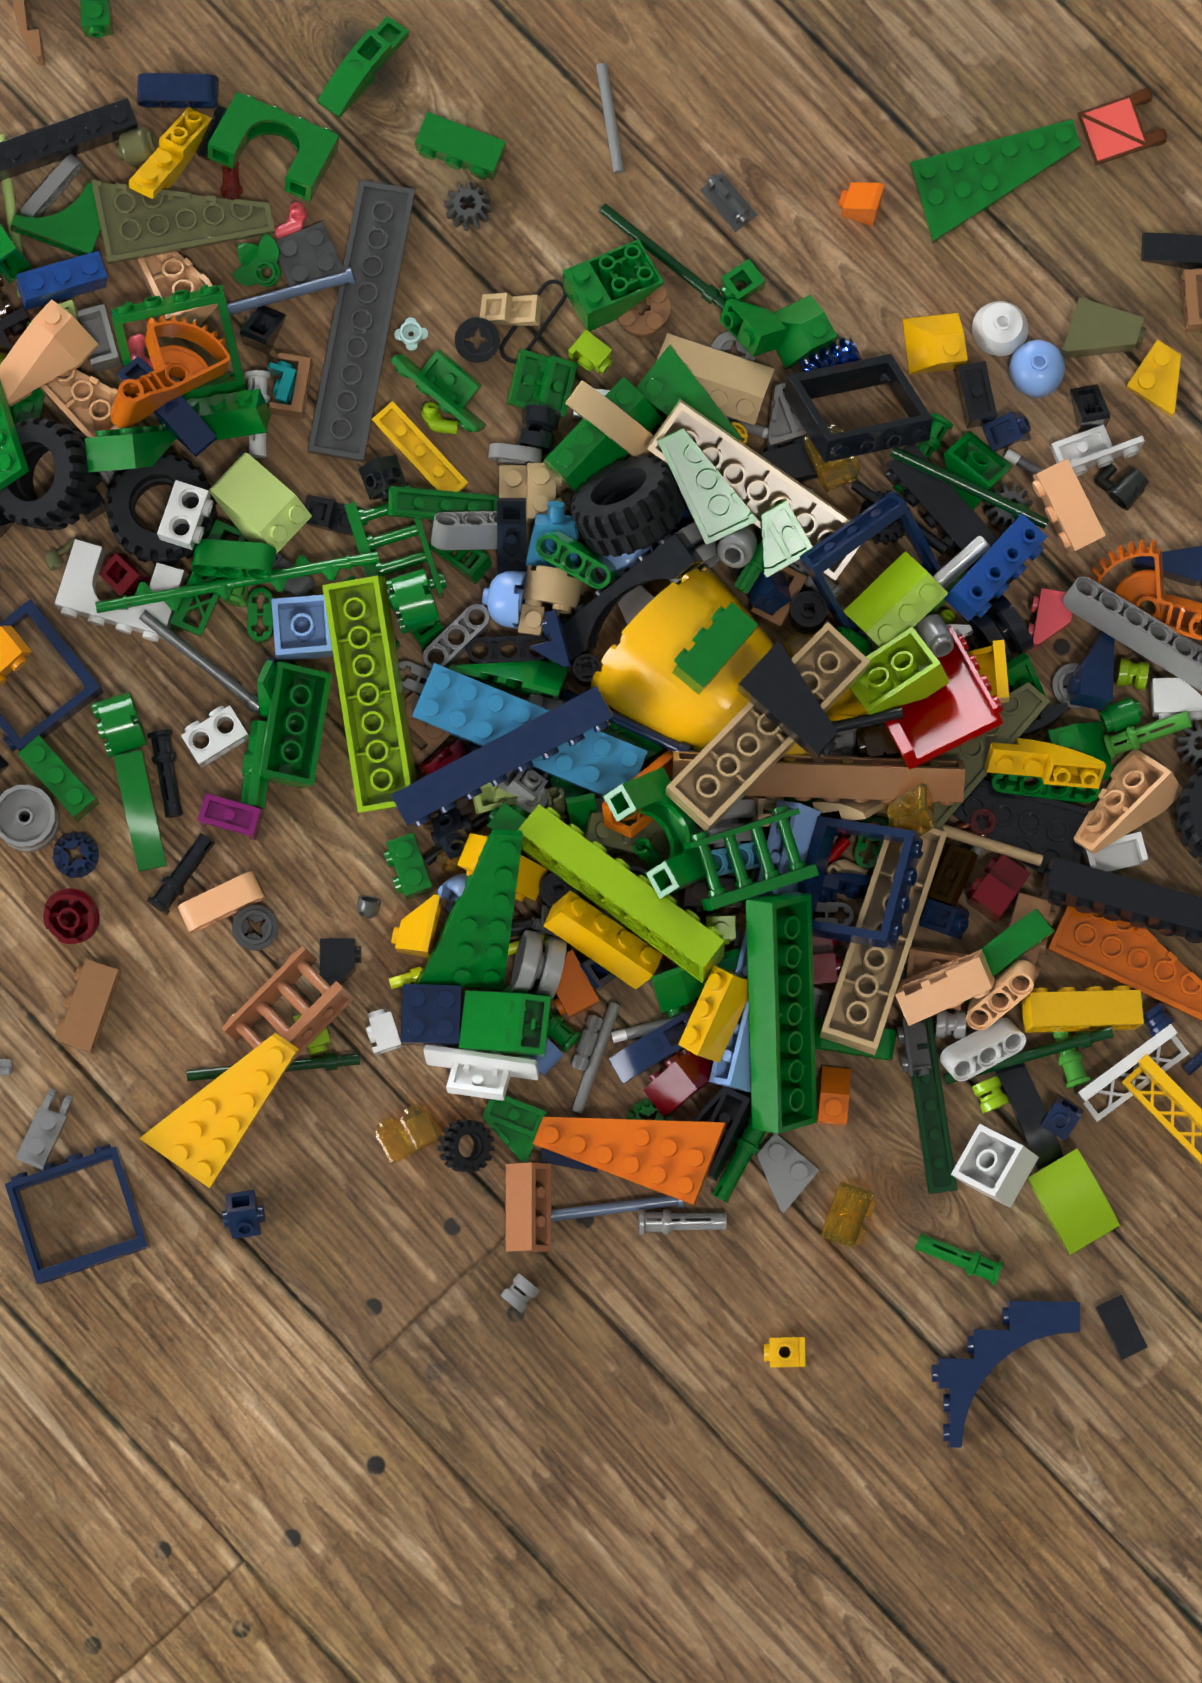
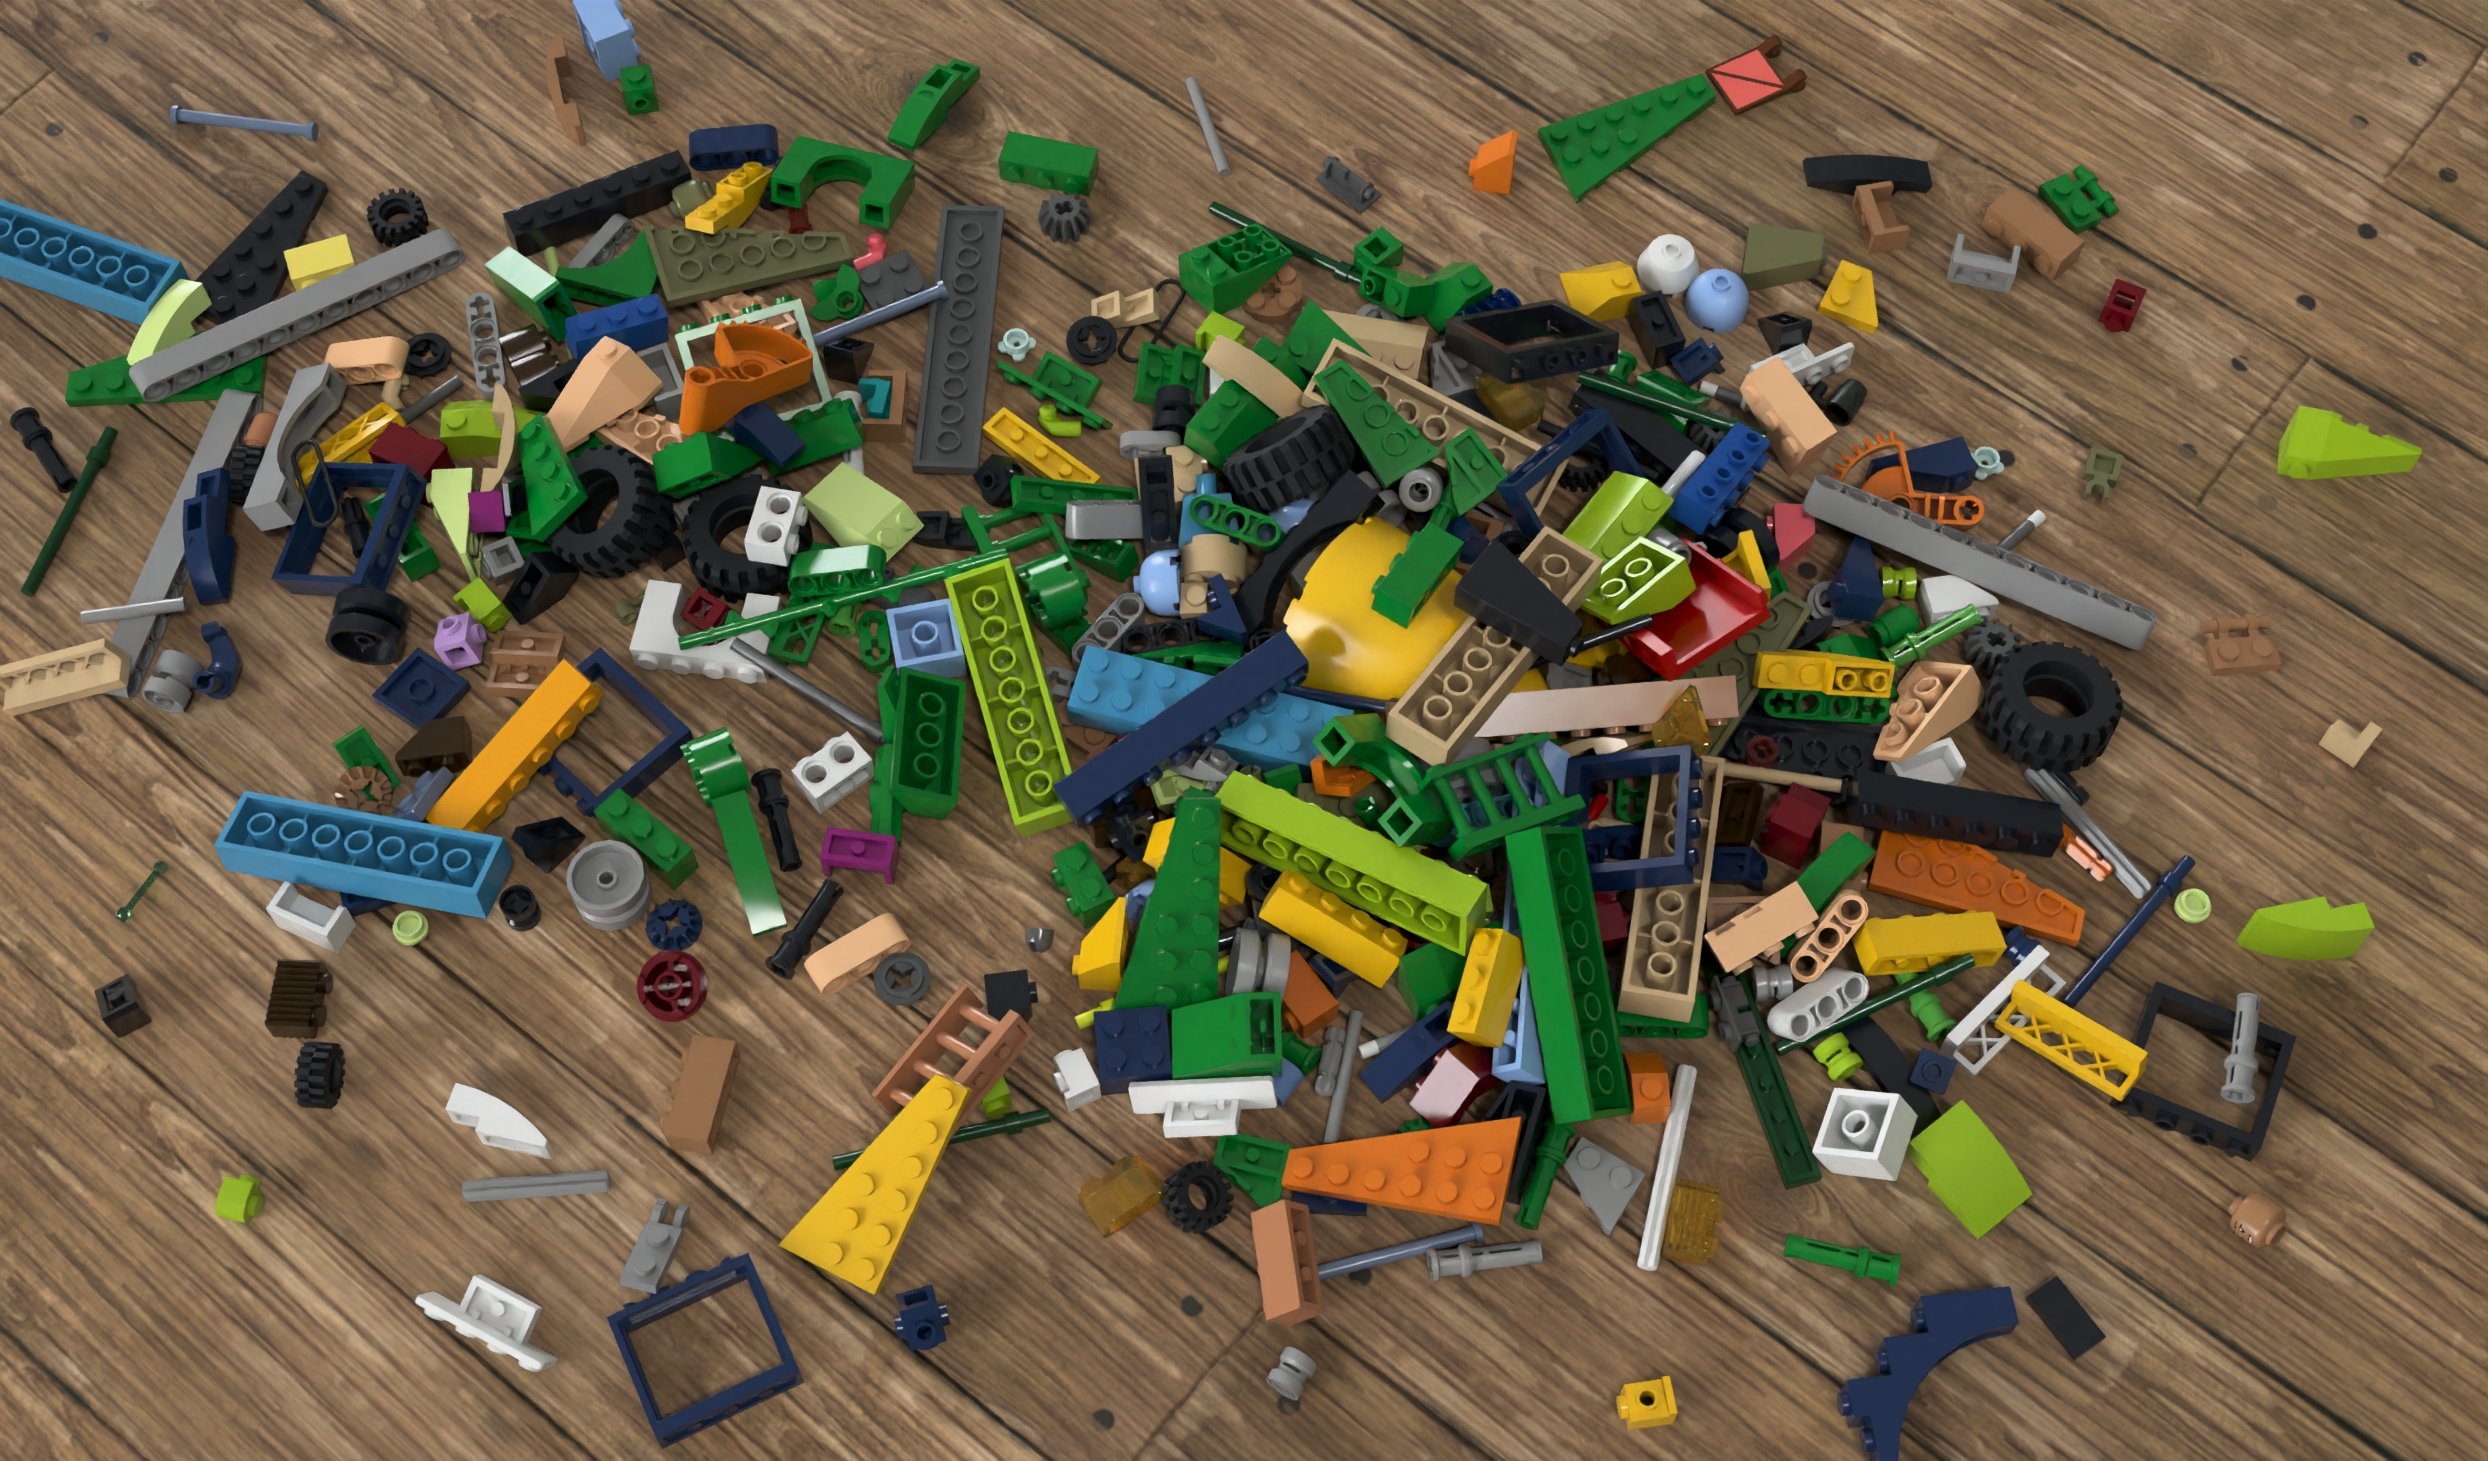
camera: 10 degrees left, 20 degrees down
(838, 1165) = (1667, 1168): none -> white axle

